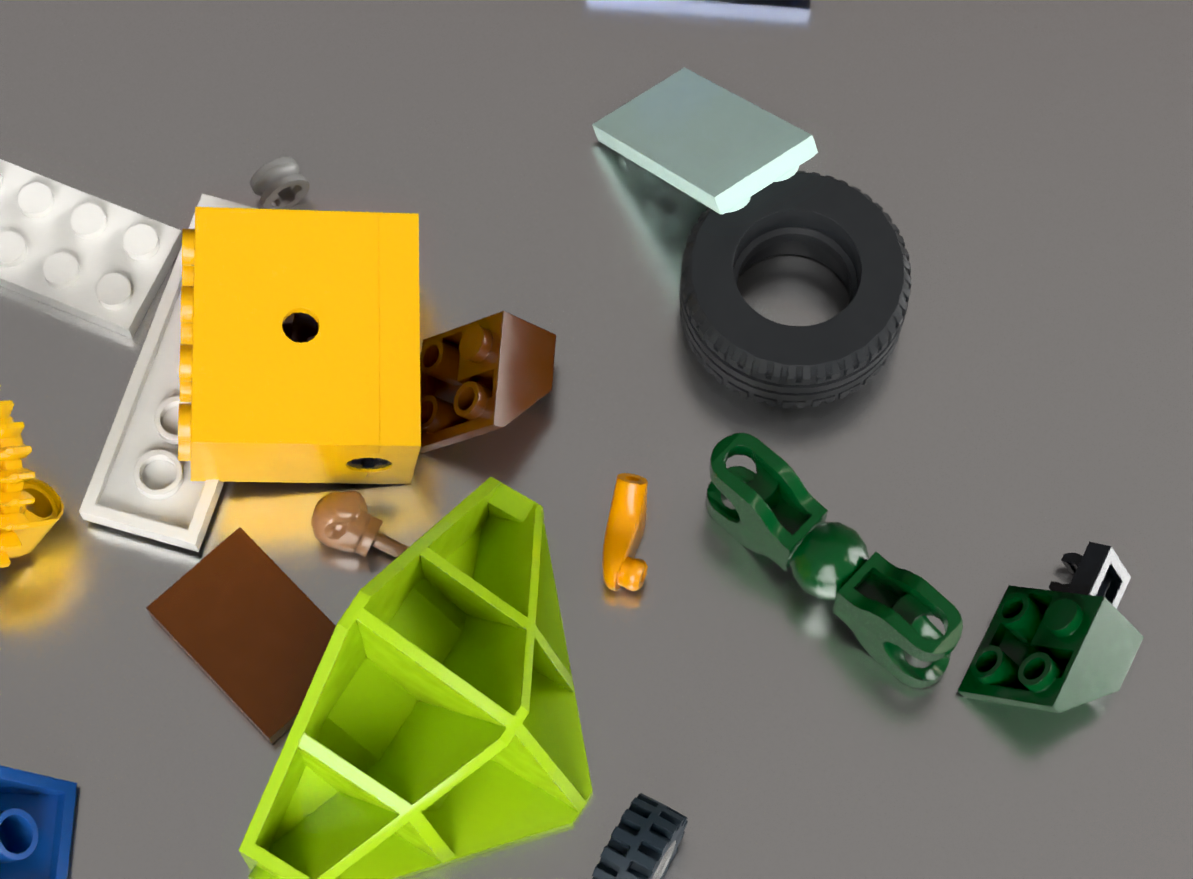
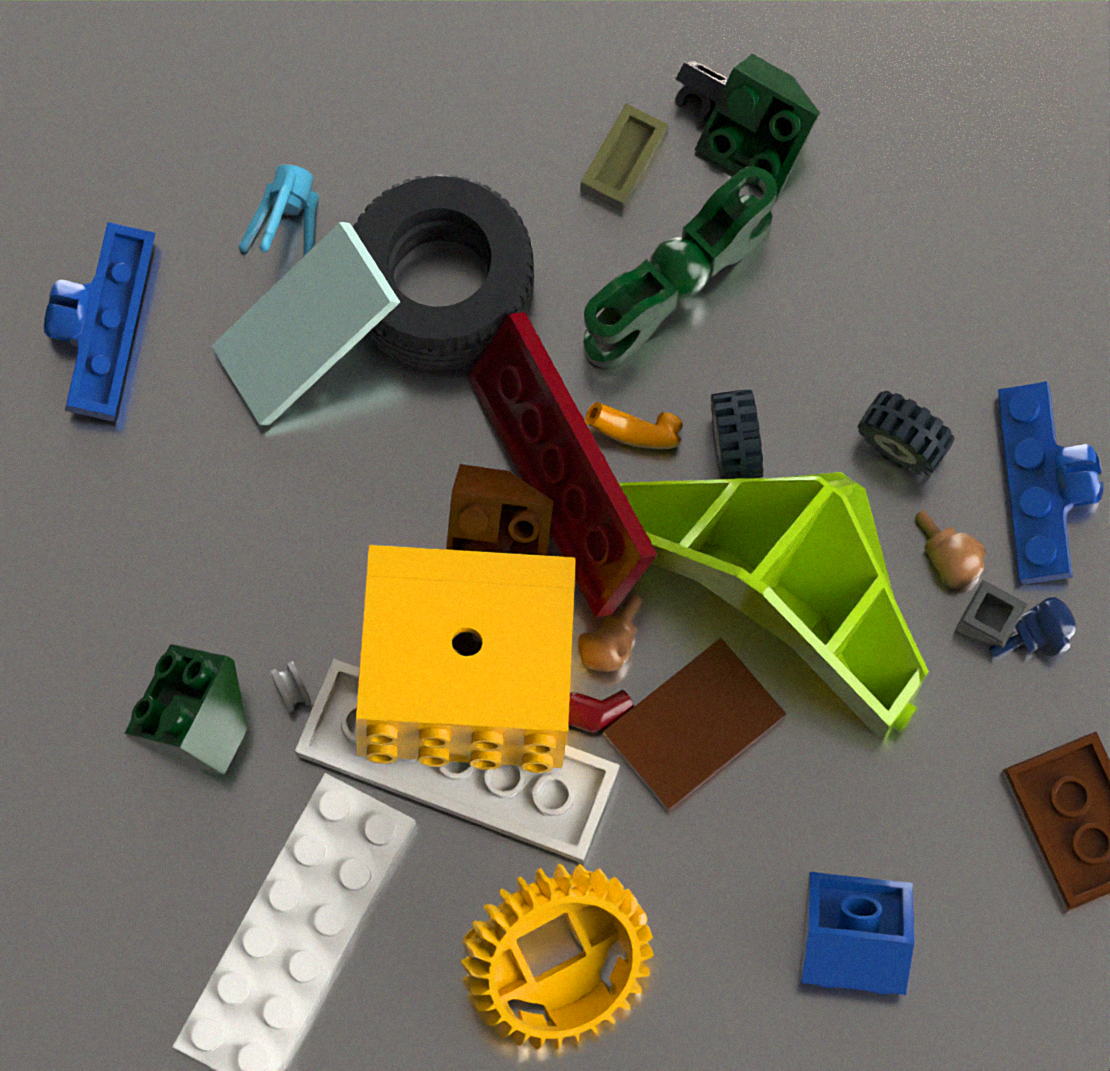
camera: 85 degrees left, 5 degrees up
(240, 82) = (192, 709): none -> dark green slope
(262, 515) = (596, 714): none -> dark red arm
(540, 437) = (562, 462): none -> dark red plate
(615, 646) = (737, 434): none -> black wheel
(882, 127) = (287, 196): none -> medium azure plant
(986, 501) = (624, 156): none -> olive tile

